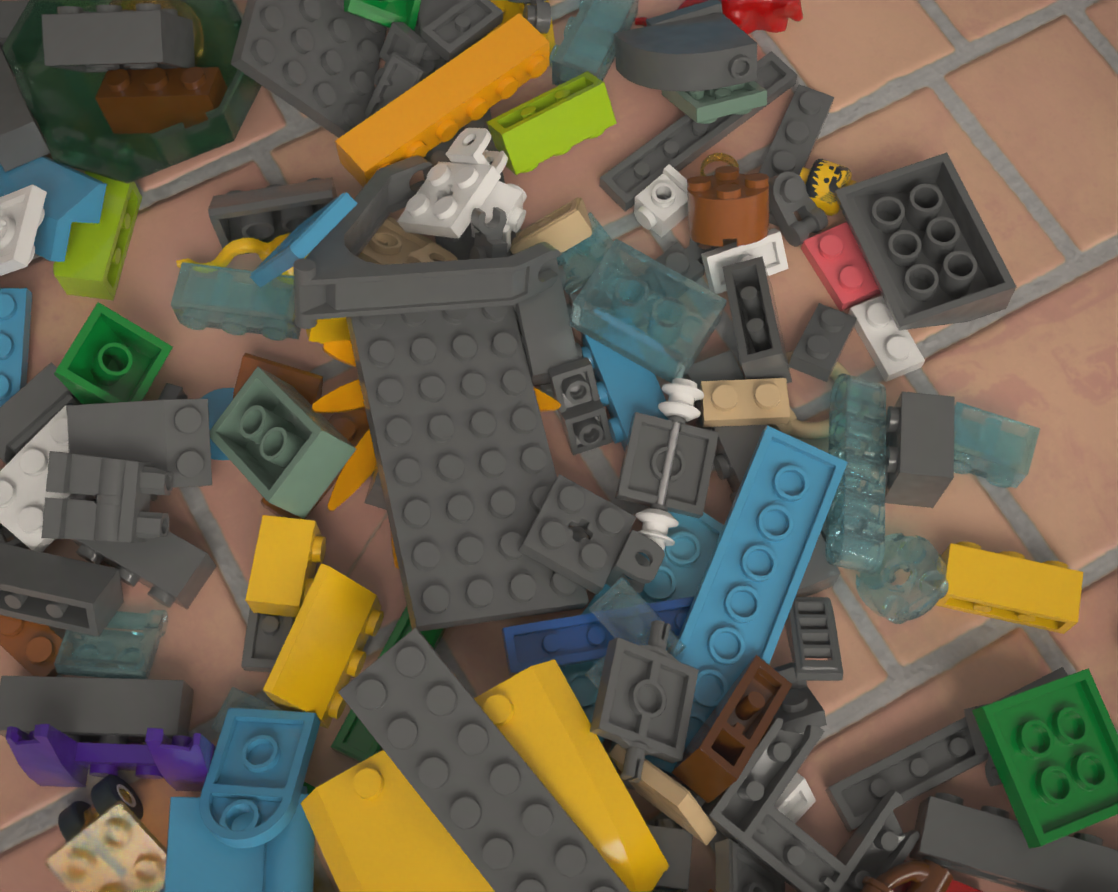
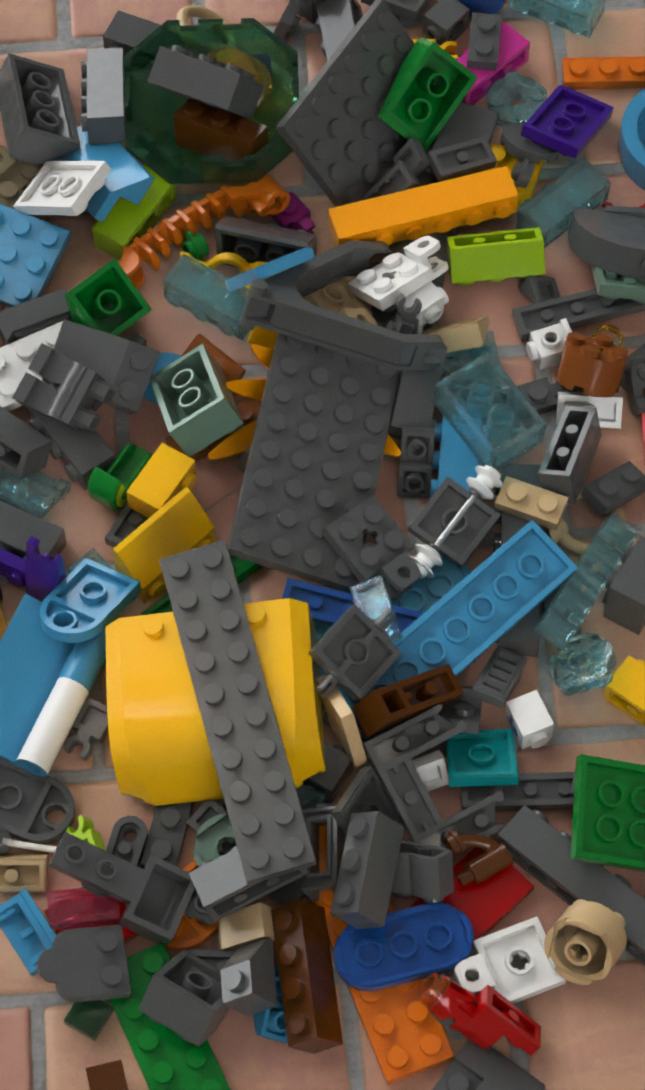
camera: 25 degrees right, 5 degrees down
(191, 246) = (195, 245): none -> green plate
(226, 578) = (111, 486): none -> green animal
(243, 159) = (256, 197): none -> orange piece
(289, 164) = (295, 216): none -> magenta plate
(616, 143) = (539, 289): none -> dark grey slope
(850, 755) = (482, 759): none -> teal tile
(874, 676) = (529, 720): none -> white brick

